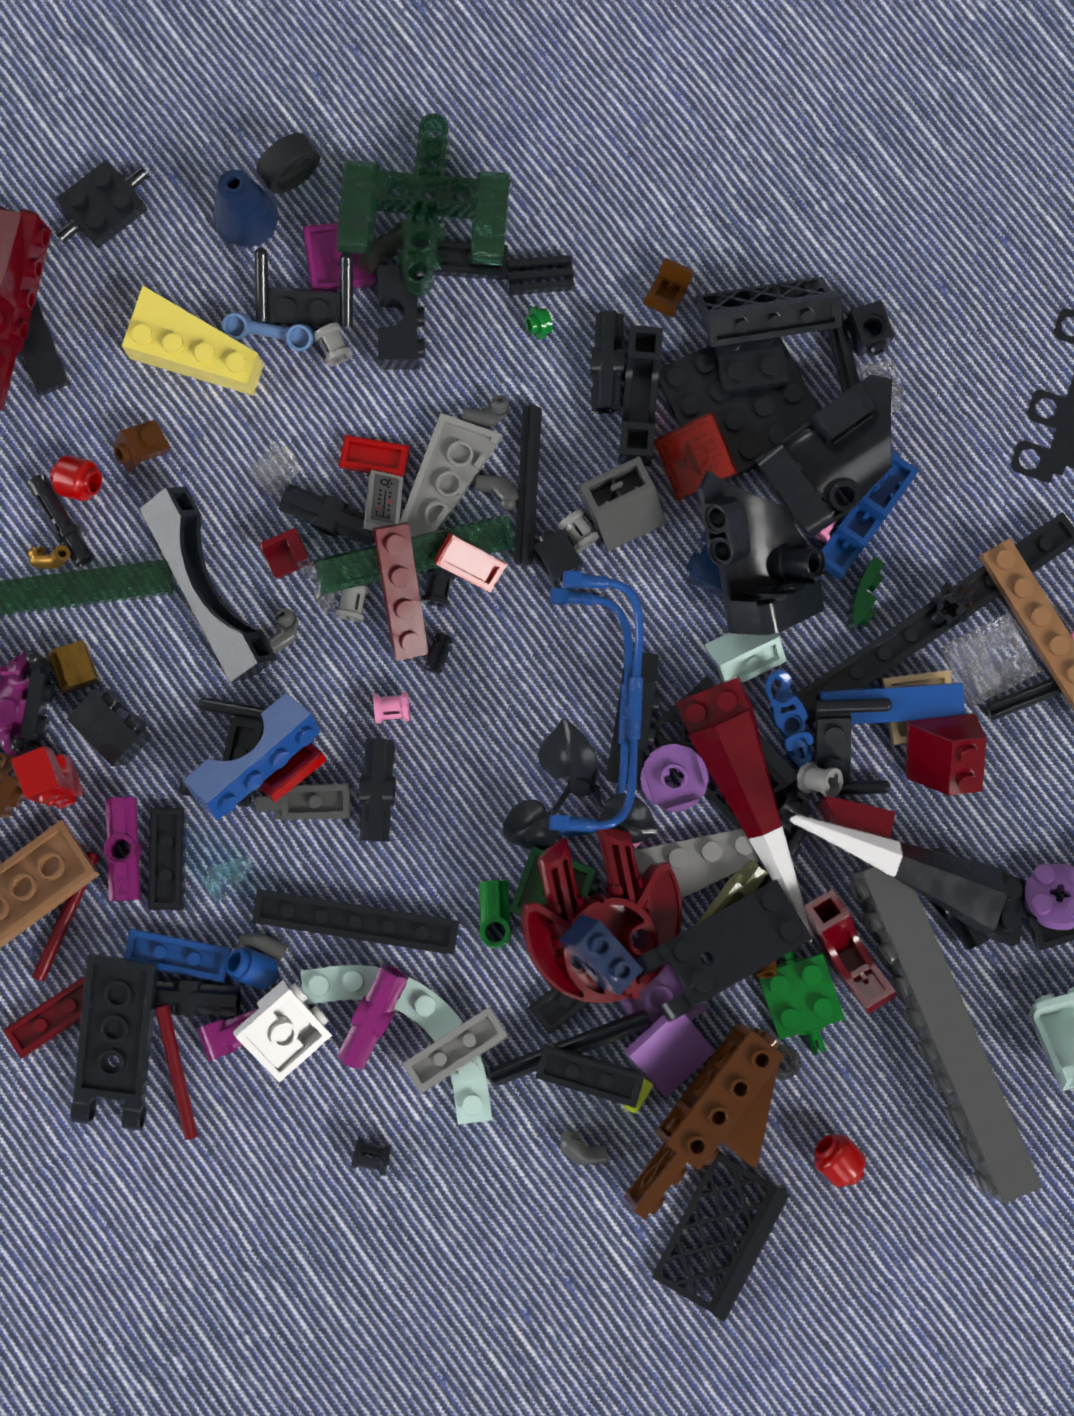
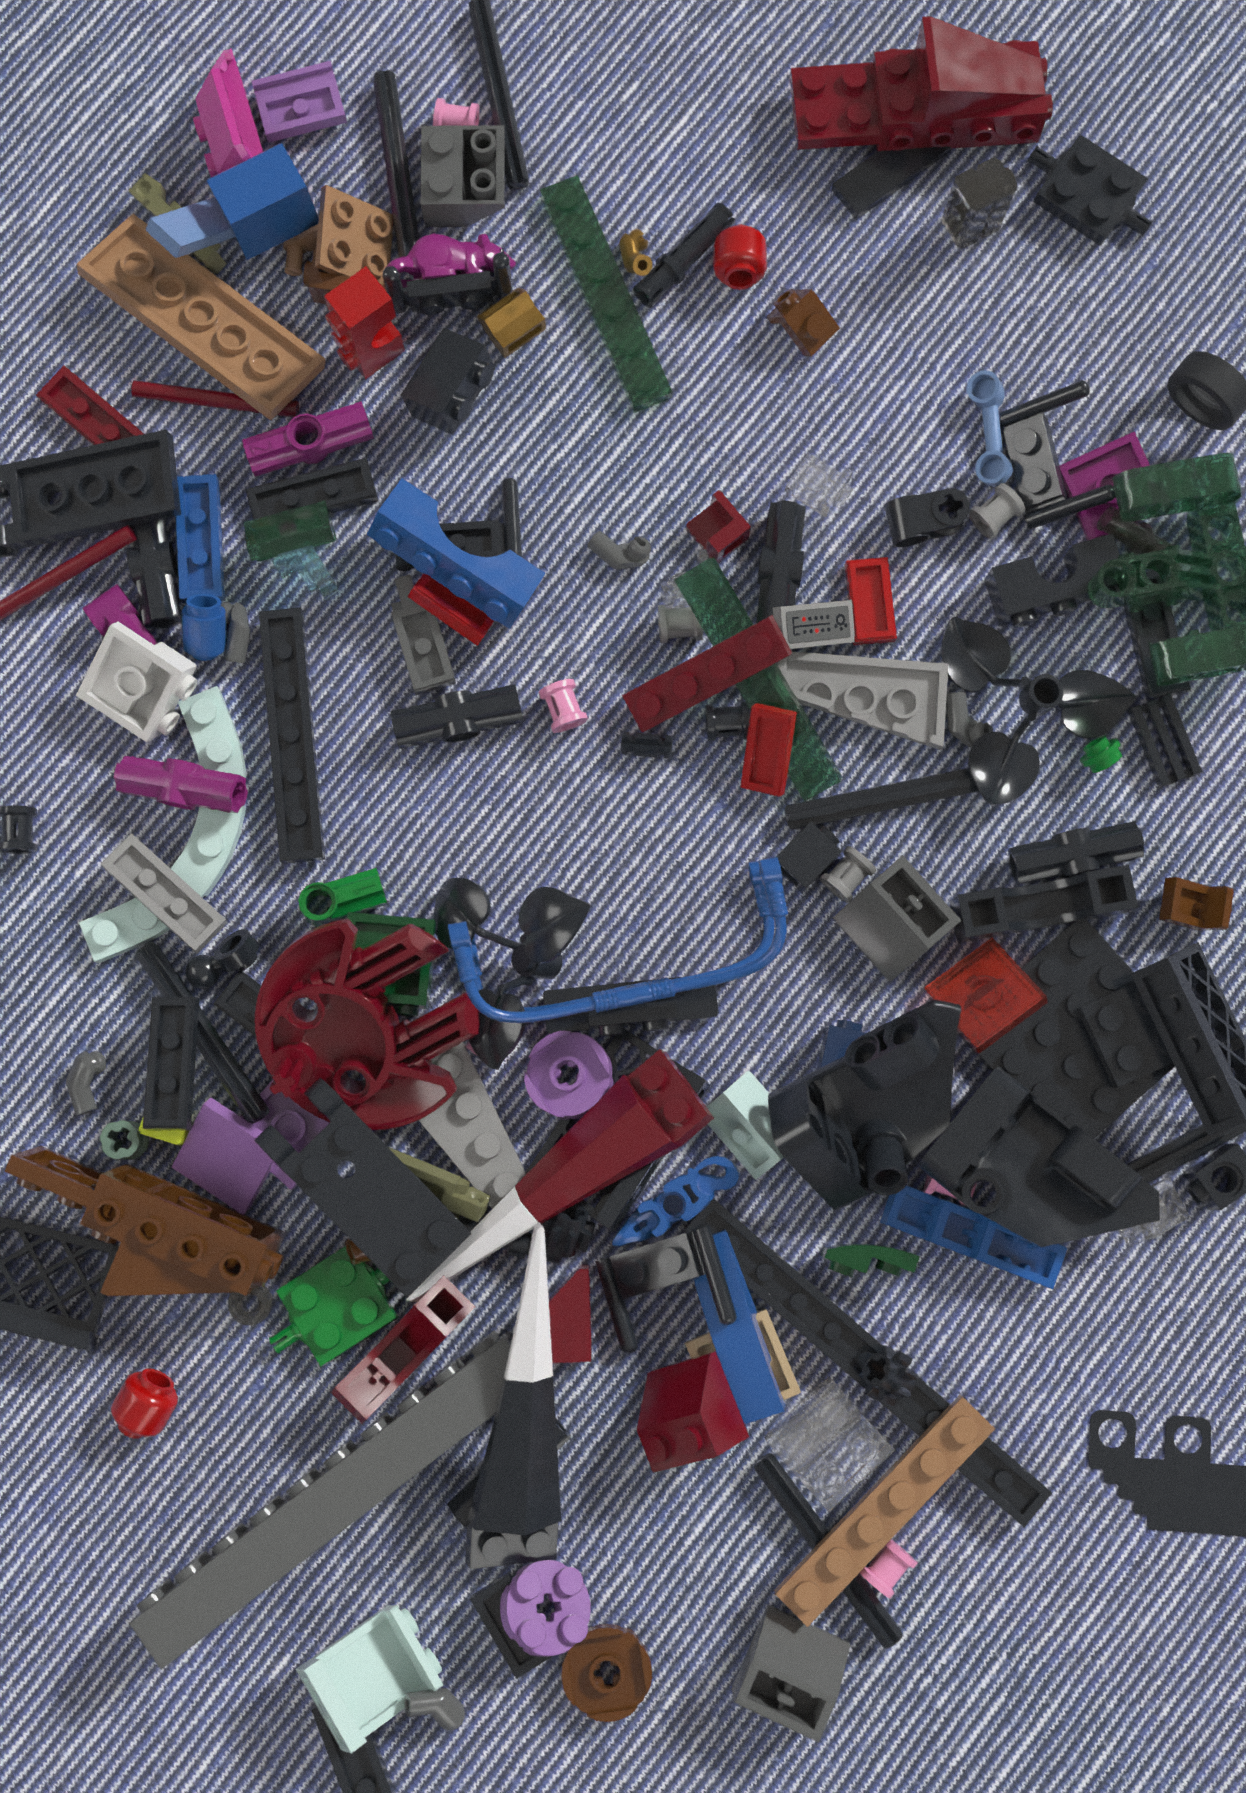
camera: 75 degrees right, 0 degrees up
(90, 287) = (978, 202): none -> clear smoke brick
(177, 530) = (709, 390): arch -> none
(184, 344) = (943, 327): light yellow wedge -> none
(195, 881) = (289, 531): none -> clear green bracket
(243, 210) = (1134, 356): dark blue cone -> none
(322, 401) = (919, 519): none -> black piece
(493, 323) = (1000, 764): none -> black plant
(499, 486) = (875, 765): dark grey arm -> none
(515, 1009) = (232, 954): none -> black plate
(600, 954) = (312, 1032): dark blue brick -> none
(635, 1139) = (111, 1144): none -> sand green bush
(812, 778) = (610, 1249): light grey bush -> none

